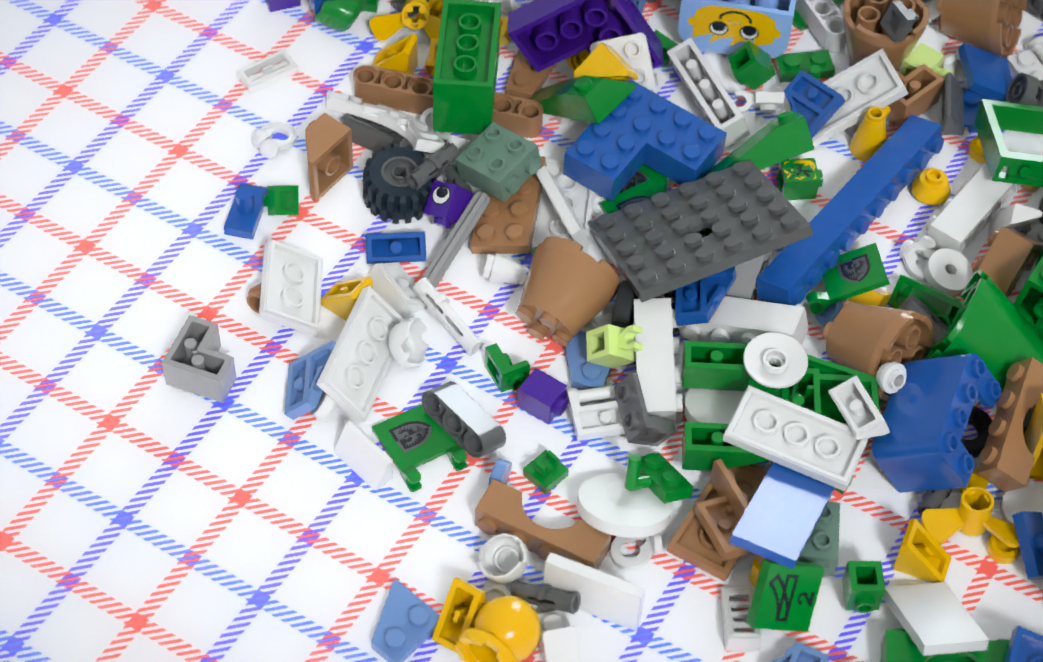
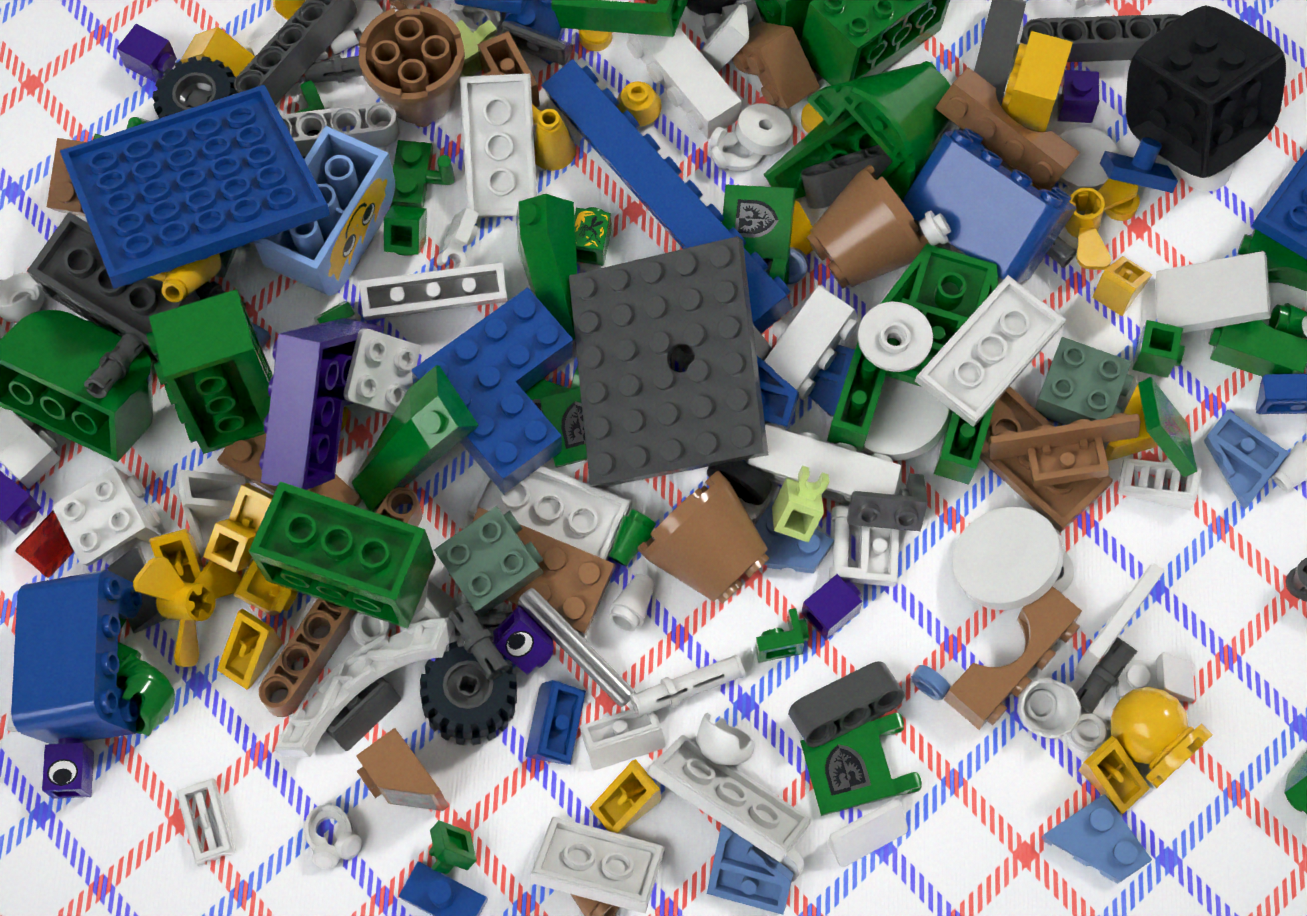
camera: 70 degrees left, 15 degrees up
(545, 471) = (929, 632): green tile -> none
(562, 207) = (568, 507): white tile -> none
(607, 64) = (395, 389): yellow slope -> none
(658, 475) = (976, 511): green plate -> none
(782, 515) = (1090, 396): tile -> none
(813, 100) = (492, 181): blue wing -> none
(858, 409) = (976, 275): white slope -> none
(898, 21) = (448, 41): dark grey tile -> none

